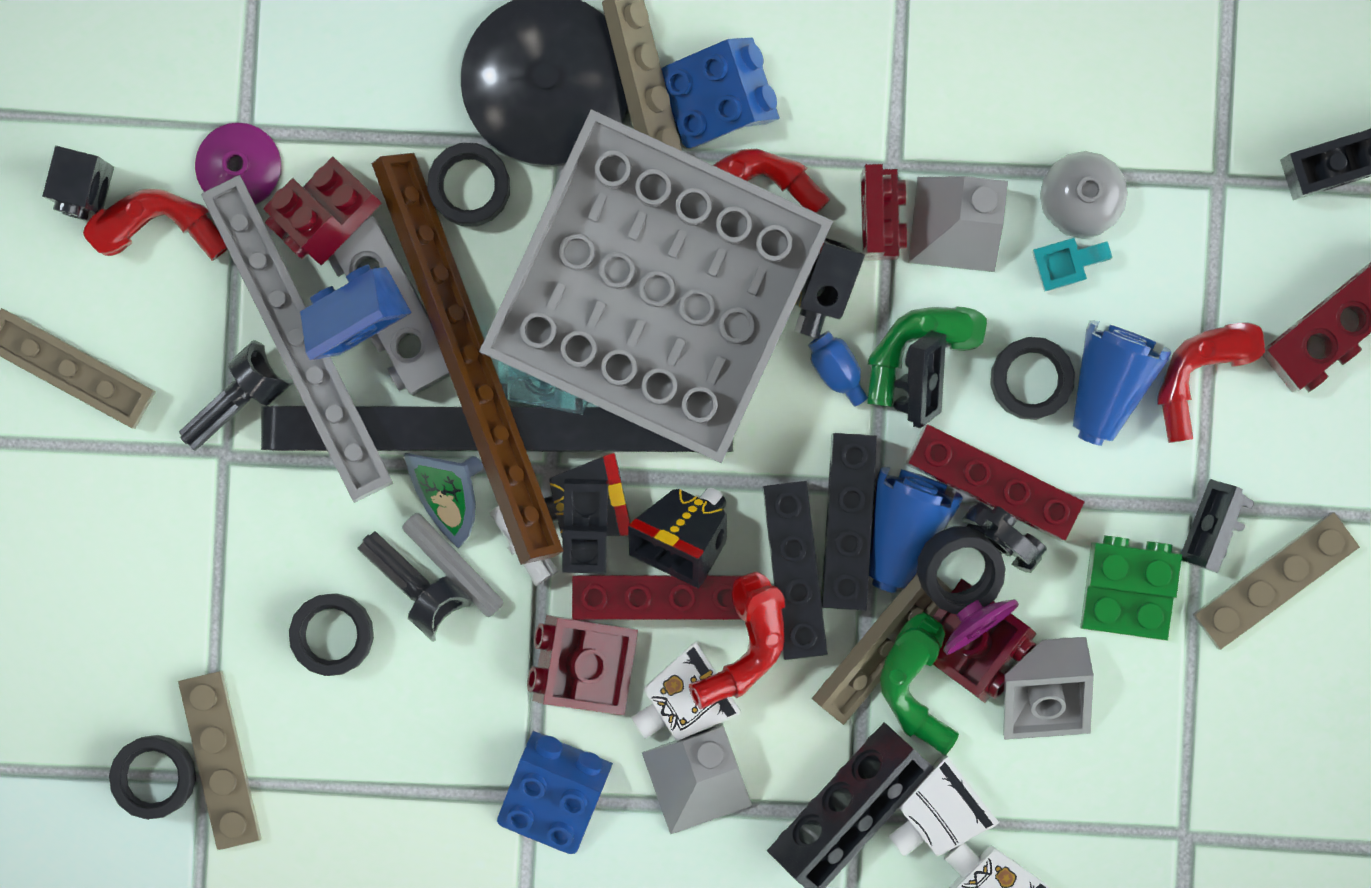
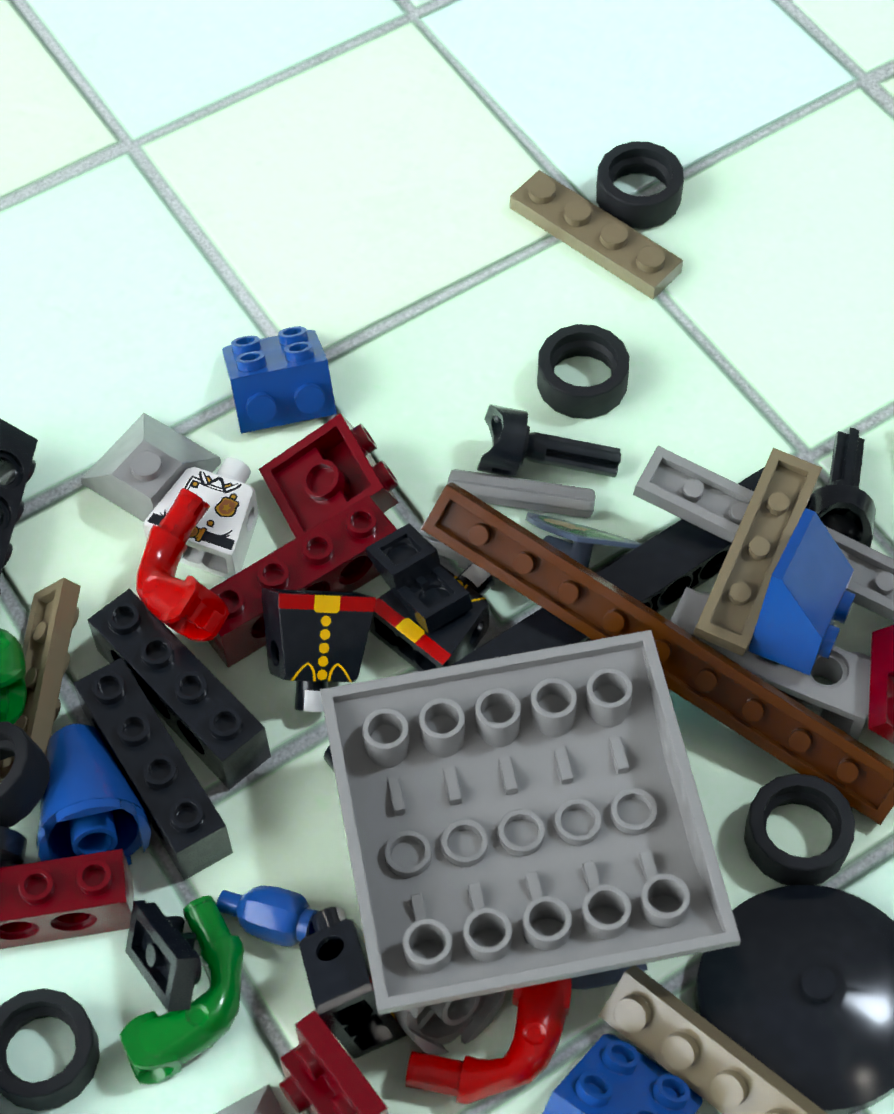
camera: 140 degrees right, 30 degrees down
(351, 370) = (755, 551): none -> dark tan plate

